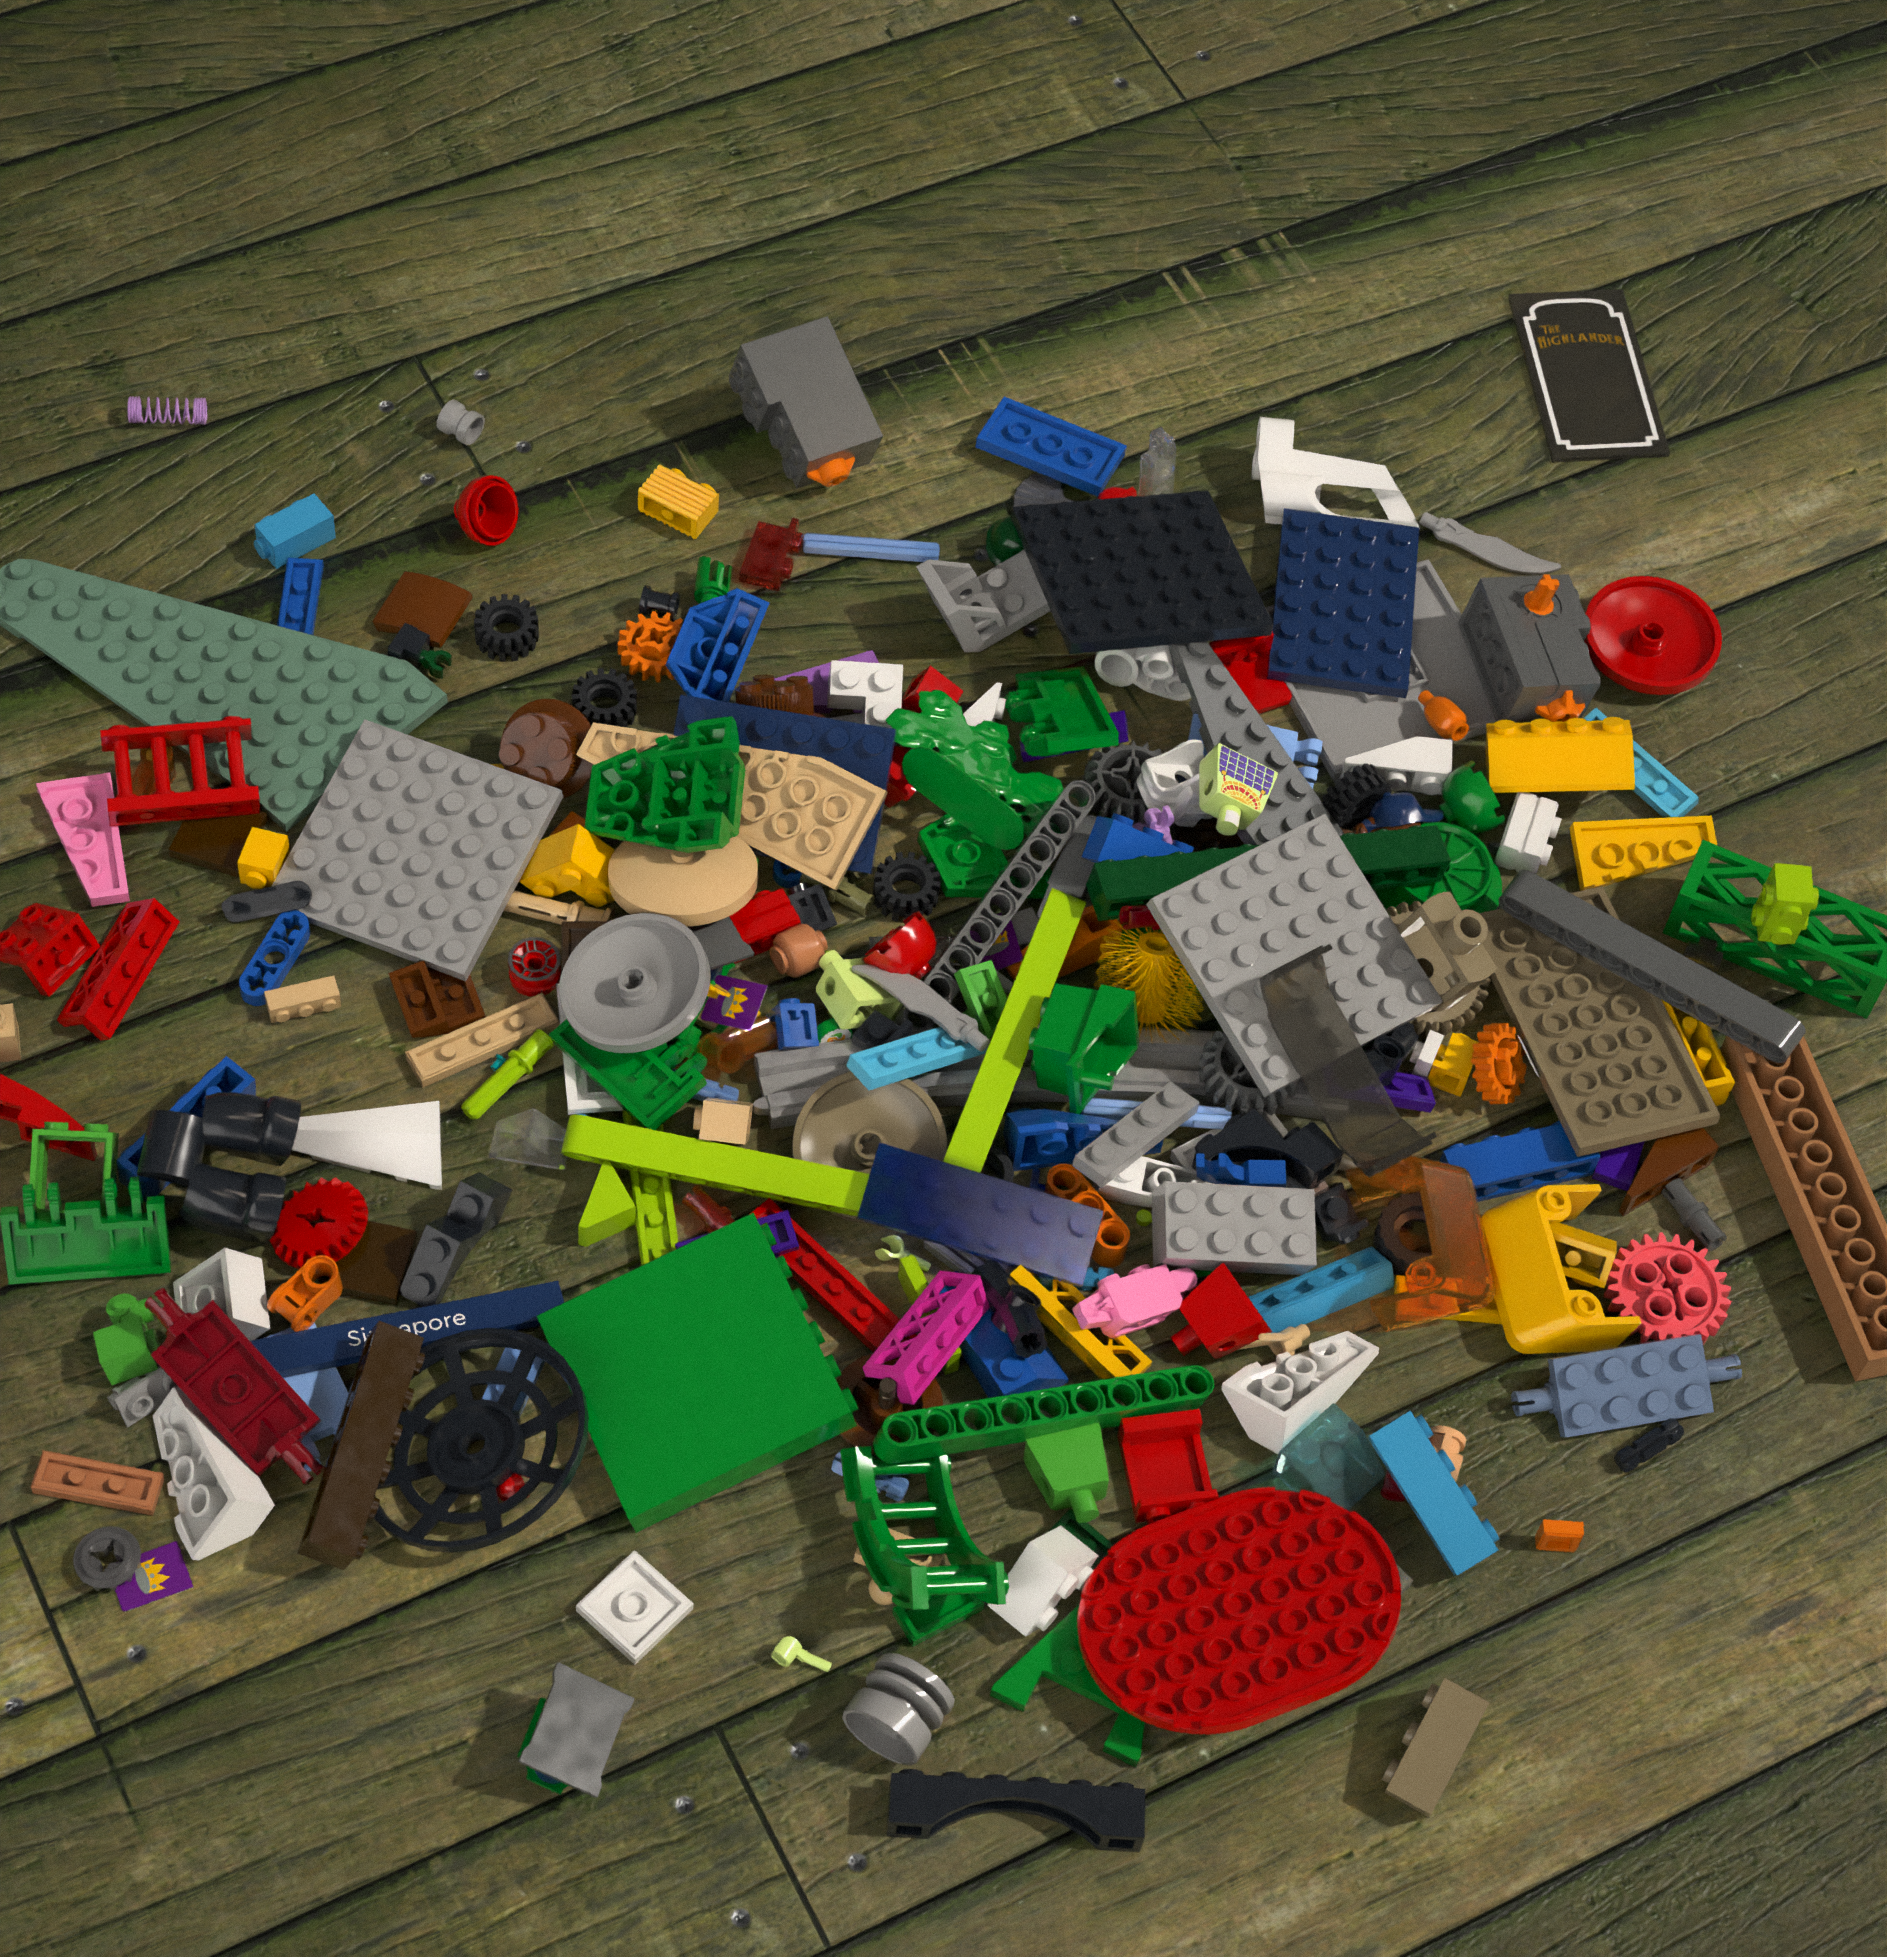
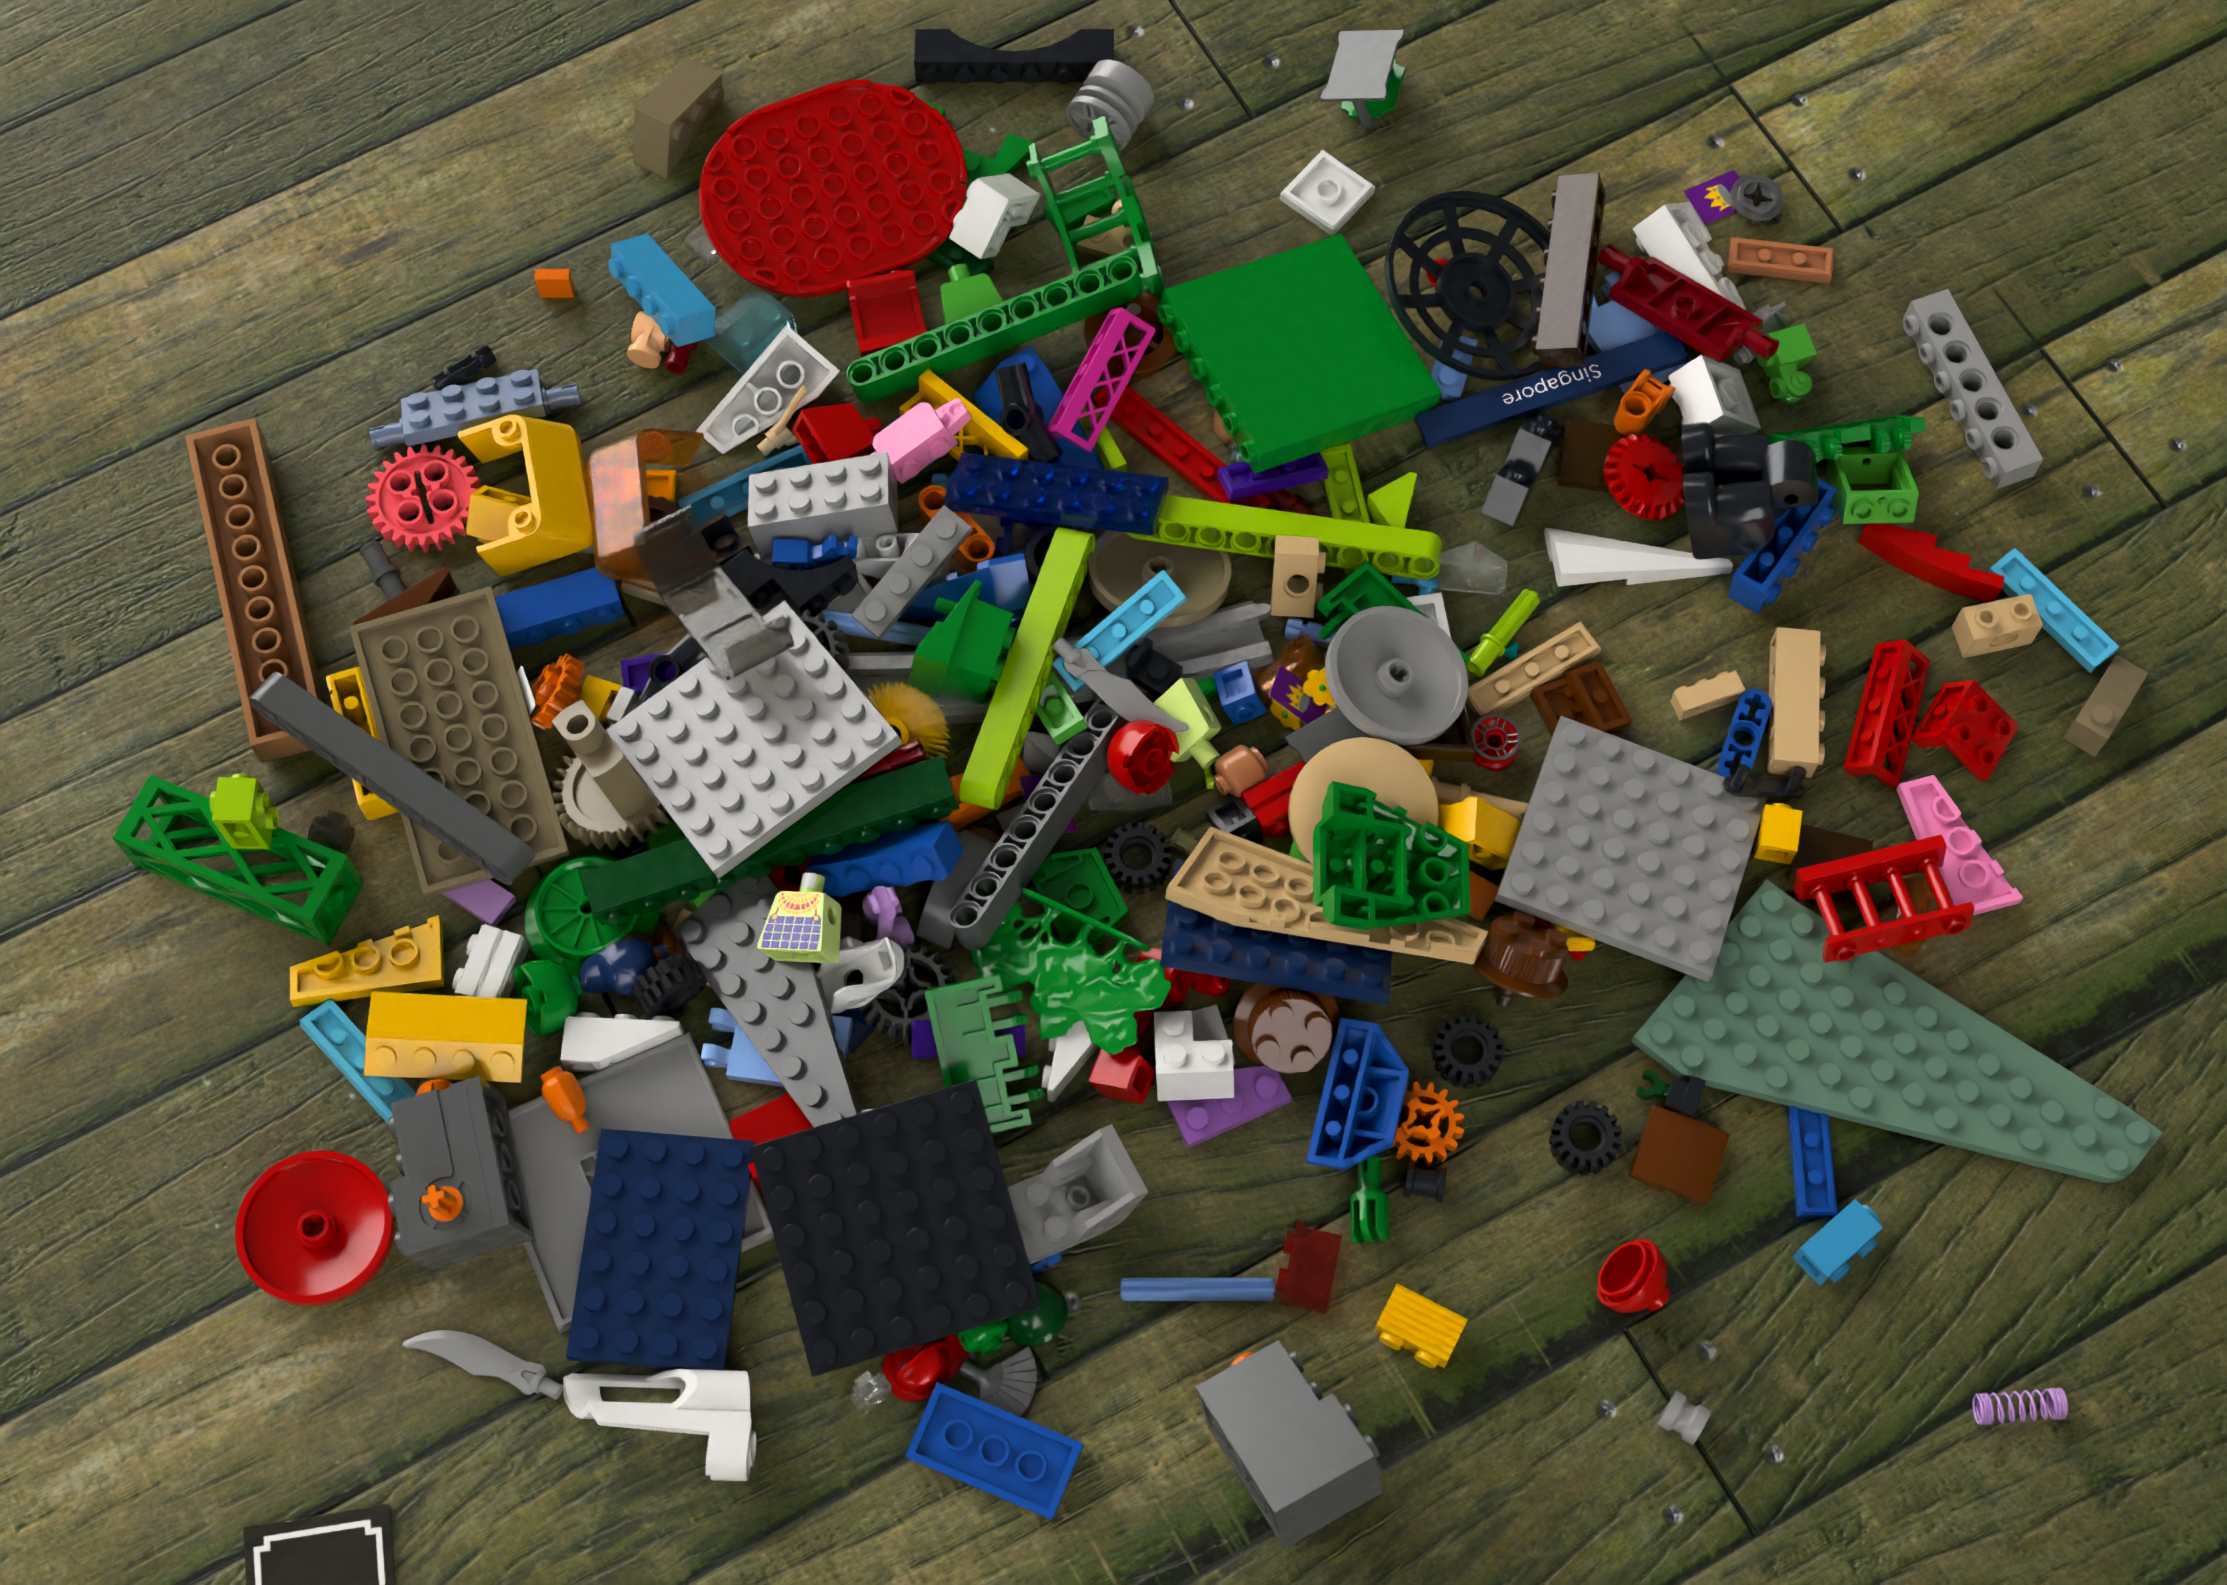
camera: 175 degrees left, 10 degrees up
(213, 980) = (1795, 701): none -> tan brick
(790, 1648) = (1199, 166): yellowish green hand -> none

